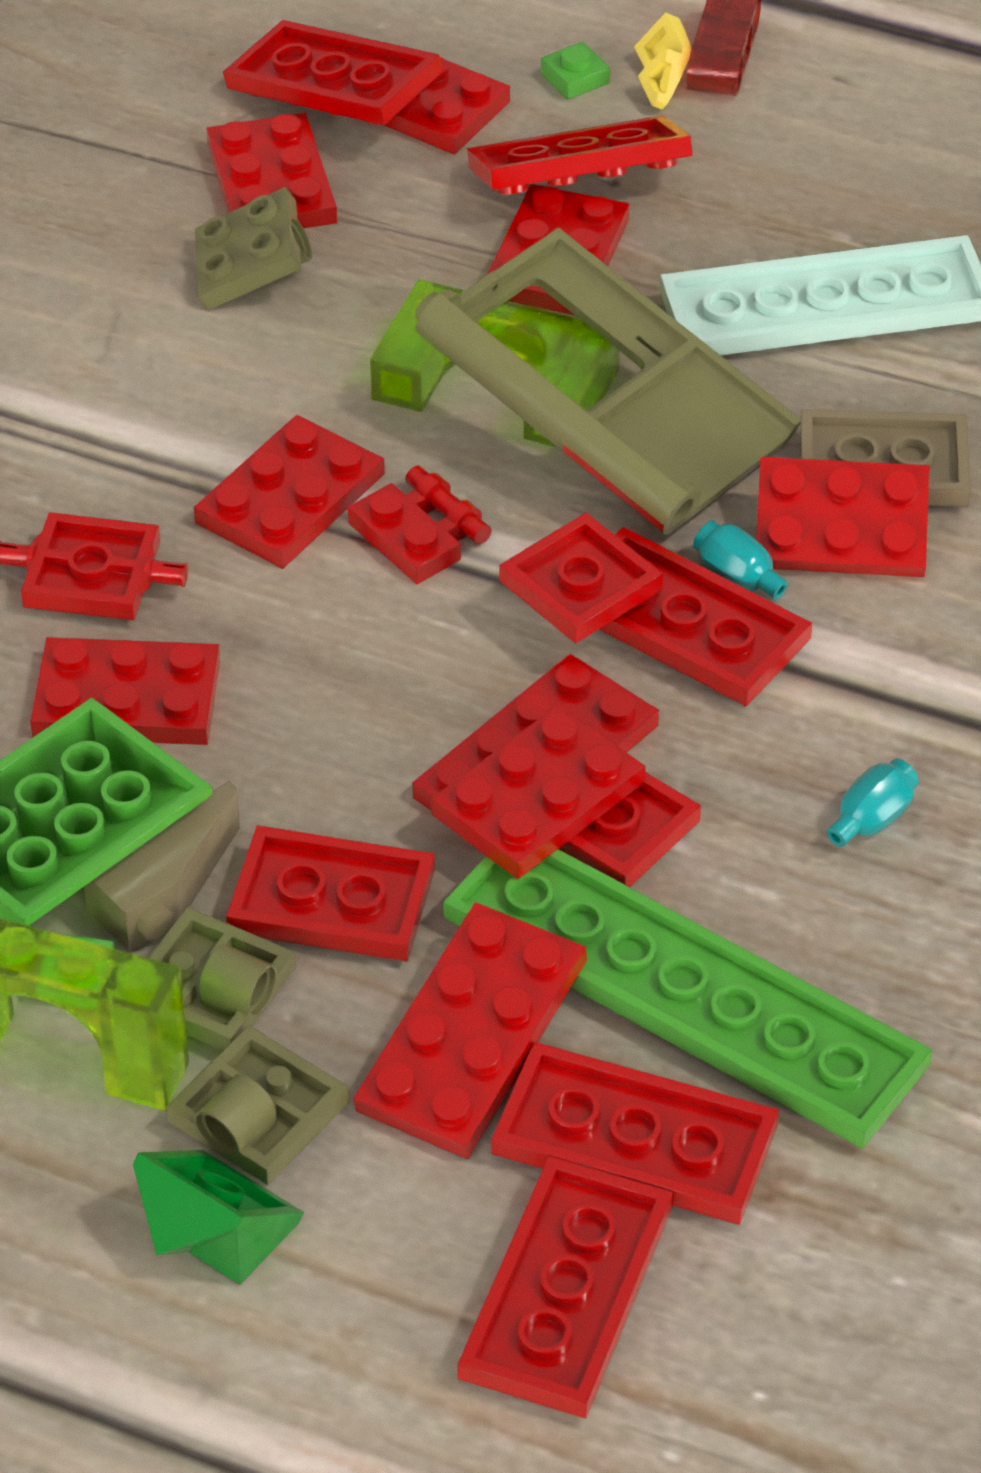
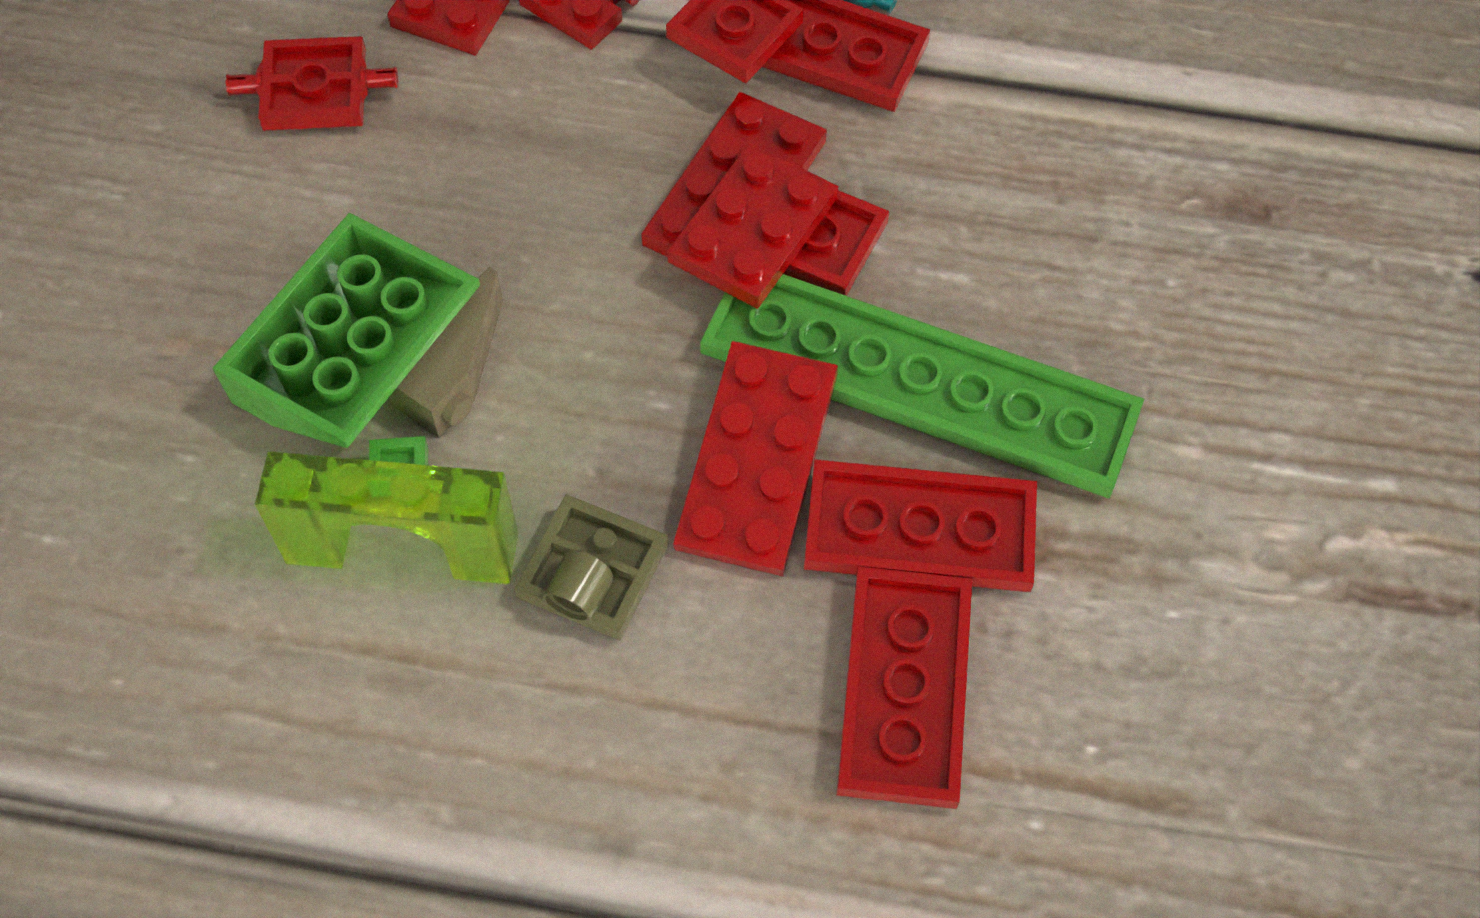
camera: 15 degrees left, 15 degrees up
(150, 685) = (386, 184): red plate -> none
(211, 1211) = (579, 680): green slope -> none
(224, 975) = (529, 444): olive plate -> none
(332, 893) = (600, 351): red plate -> none
(874, 801) = (1026, 179): teal plant -> none

